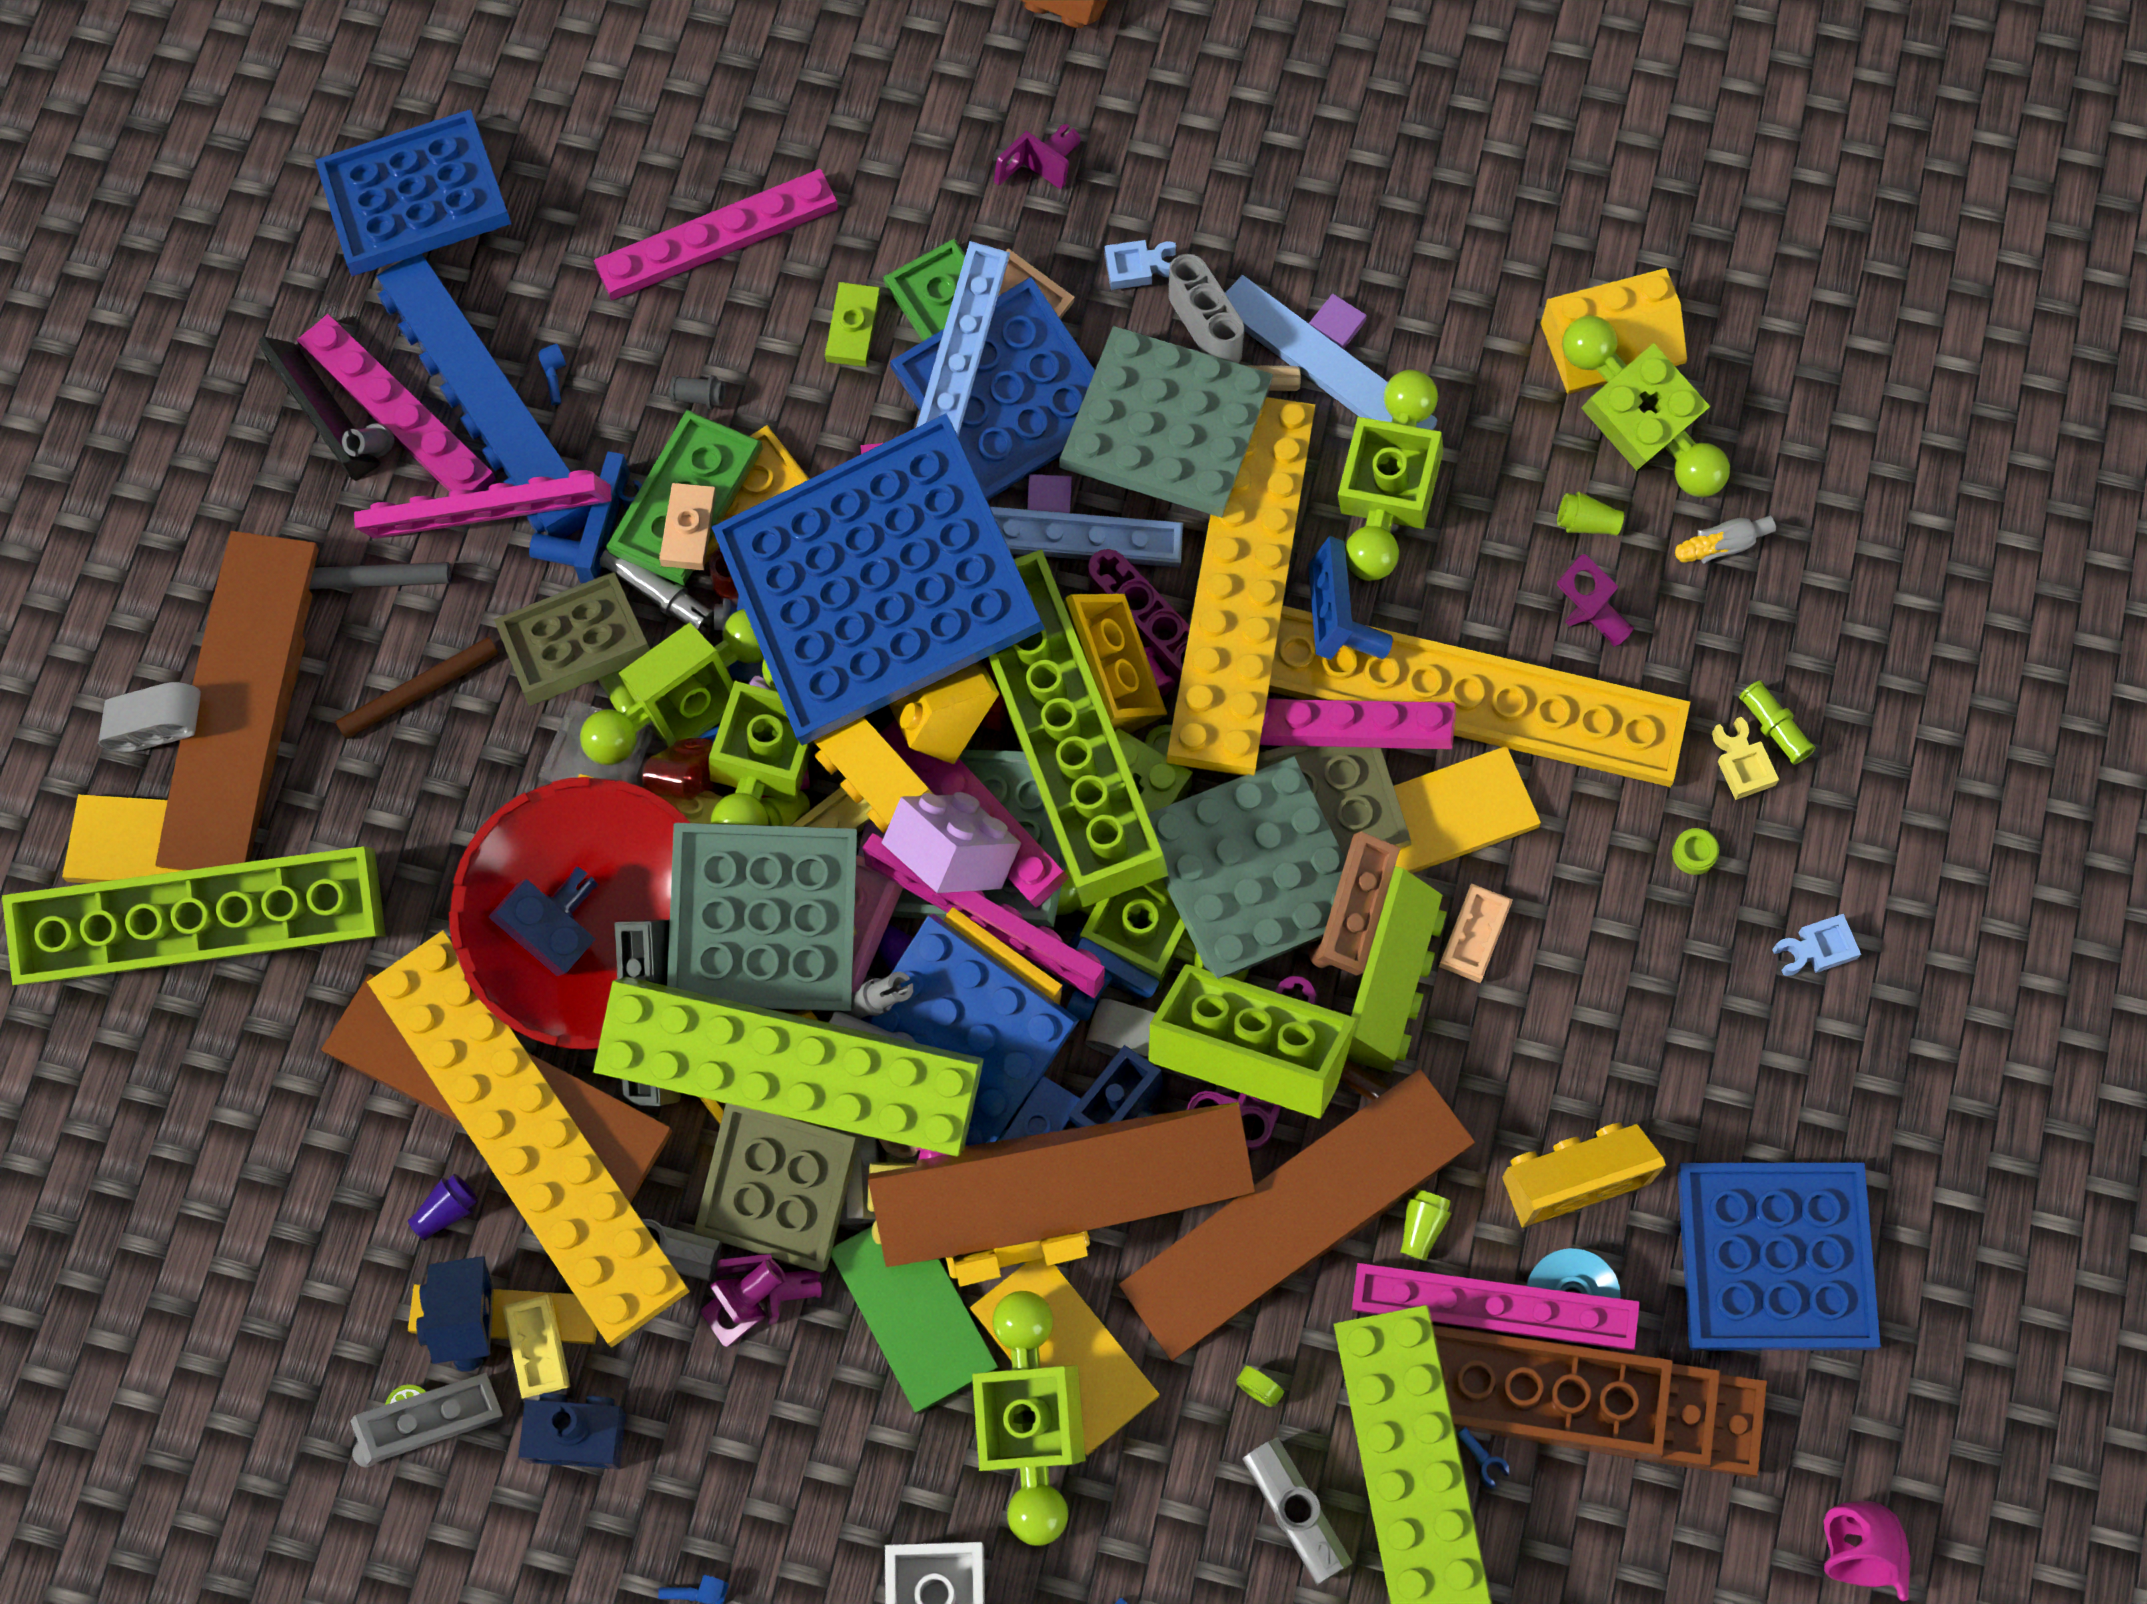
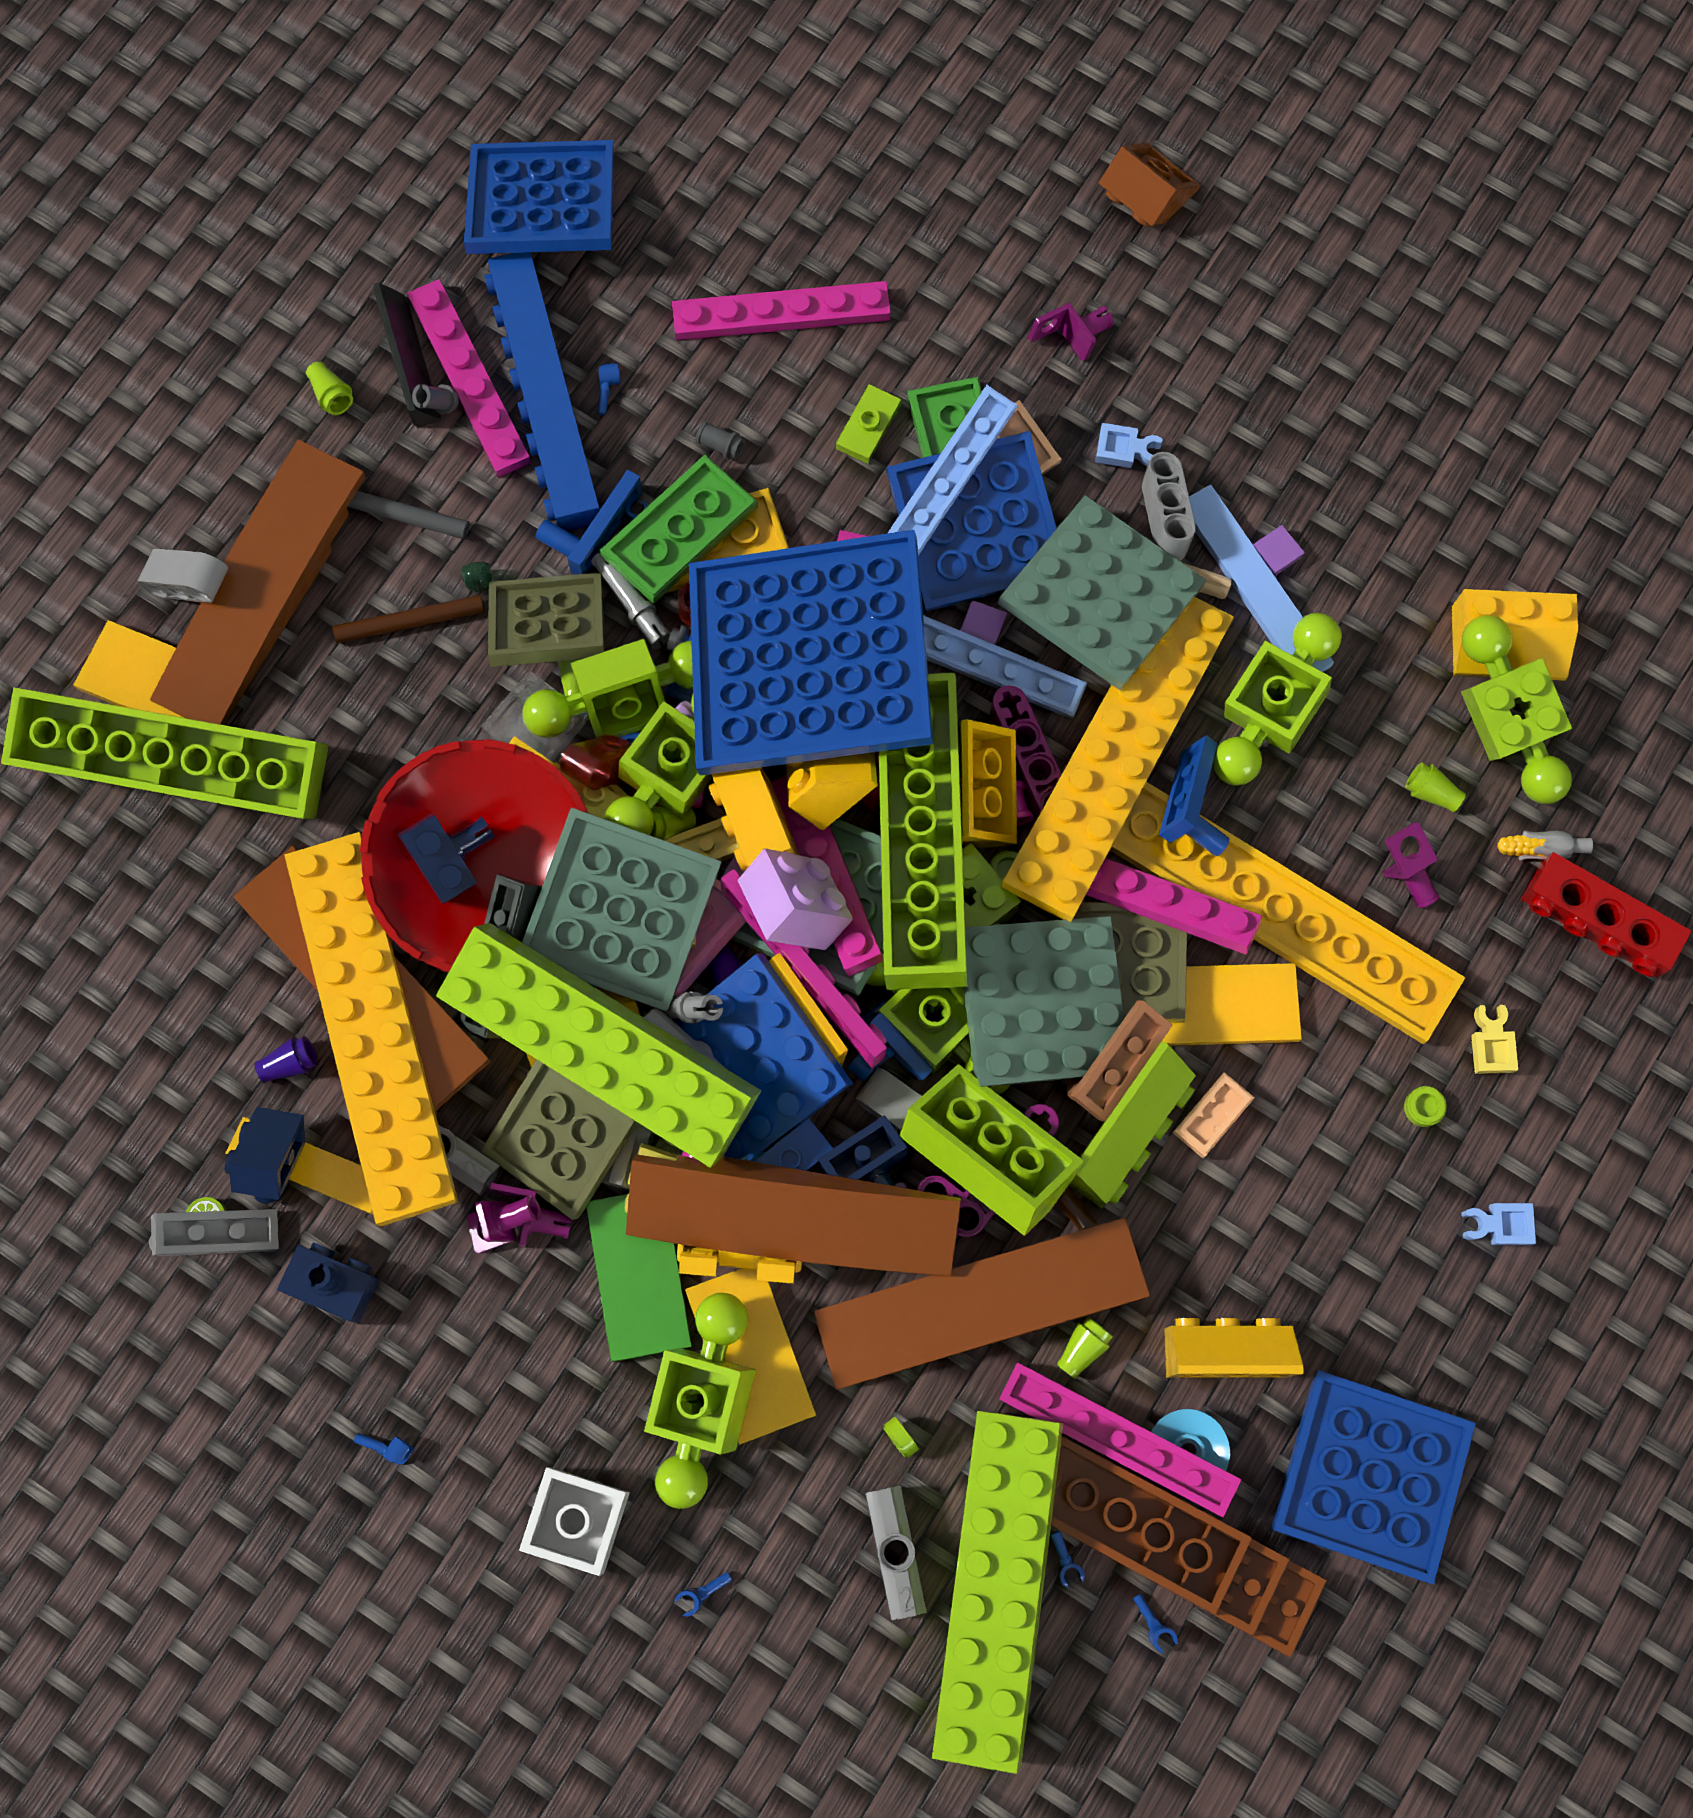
camera: 15 degrees right, 5 degrees up
(246, 469) = (331, 391): none -> lime cone
(470, 507) = (521, 485): dark pink plate -> none
(477, 616) = (476, 574): none -> clear green hinge
(536, 1346) = (322, 1202): light yellow plate -> none
(687, 526) = (671, 555): light nougat plate -> none
(1600, 1493) = (1154, 1624): none -> blue hand
(1777, 722) = (1534, 1019): lime pin -> none
(1833, 581) = (1661, 934): none -> red brick
(1881, 1555) = (1369, 1761): dark pink piece -> none

